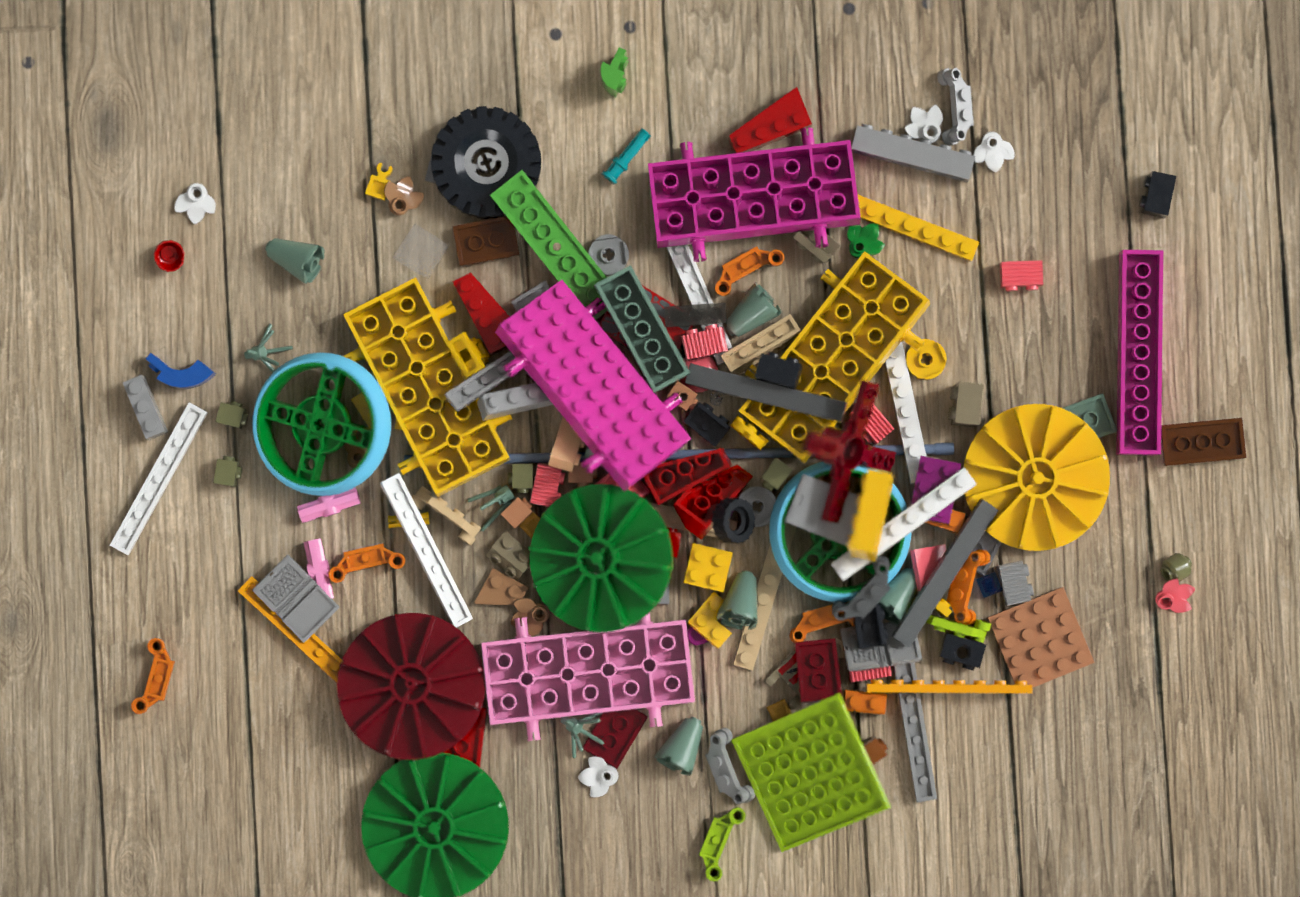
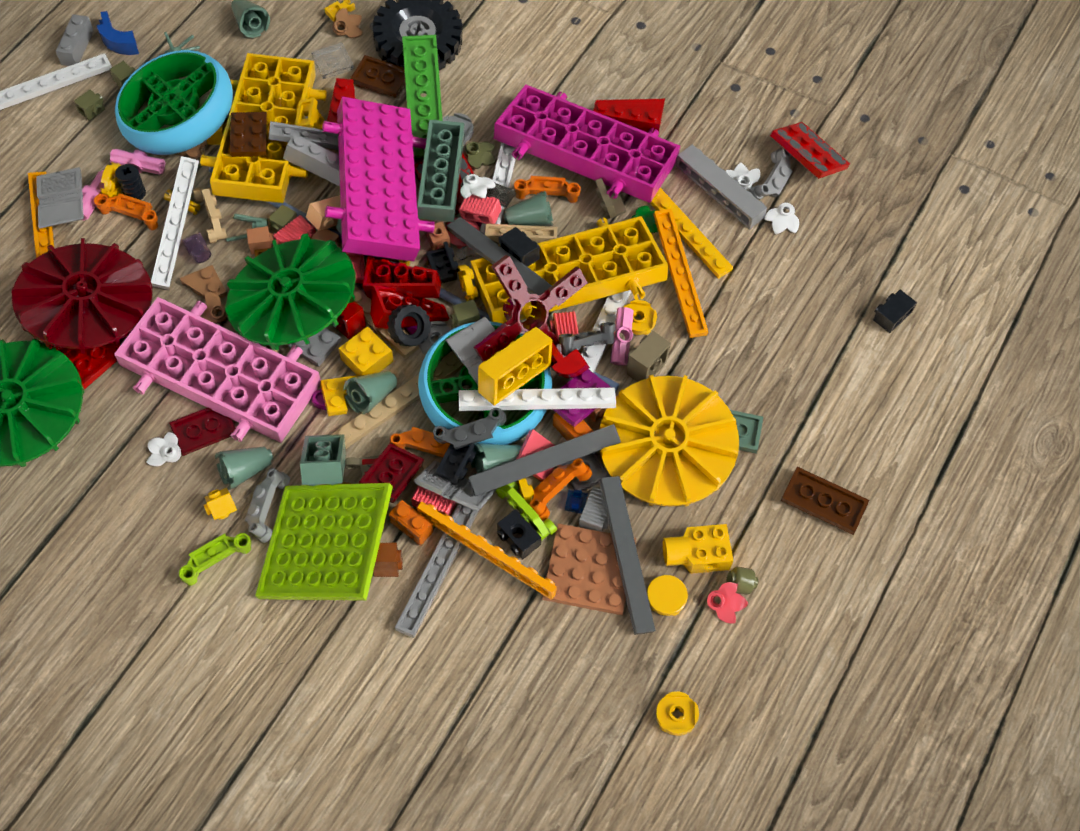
camera: 30 degrees right, 25 degrees down
(333, 553) = (111, 184): none -> yellow plate
(341, 533) = (130, 181): none -> black piece
(429, 416) = (248, 134): none -> reddish brown plate
(464, 560) = (197, 248): none -> clear purple piece
(510, 556) = (229, 262): dark tan bracket -> none
(576, 726) = (177, 401): sand green plant -> none
(613, 75) = (545, 27): bright green brick -> none
(621, 162) = (509, 83): teal pin -> none
(655, 269) = (480, 154): none -> olive plate
(689, 325) = (476, 185): none -> white plate
(690, 794) = (219, 504): none -> yellow brick
(753, 700) = (323, 459): none -> sand green brick
(900, 428) = (572, 341): none -> dark grey plate
(908, 473) = (570, 365): none -> red brick
(923, 384) = (623, 325): none -> bright pink piece
(935, 284) = (680, 273): none -> light orange plate
(975, 52) = (810, 150): none -> red plate
(1021, 274) = (751, 303): coral brick -> none
(1066, 610) = (627, 555): none -> dark grey tile
(1121, 622) = (667, 595): none -> yellow tile
(1124, 563) = (700, 549): none -> yellow brick
(1139, 352) = (810, 406): dark pink brick -> none
(1194, 709) = (668, 722): none -> yellow plate

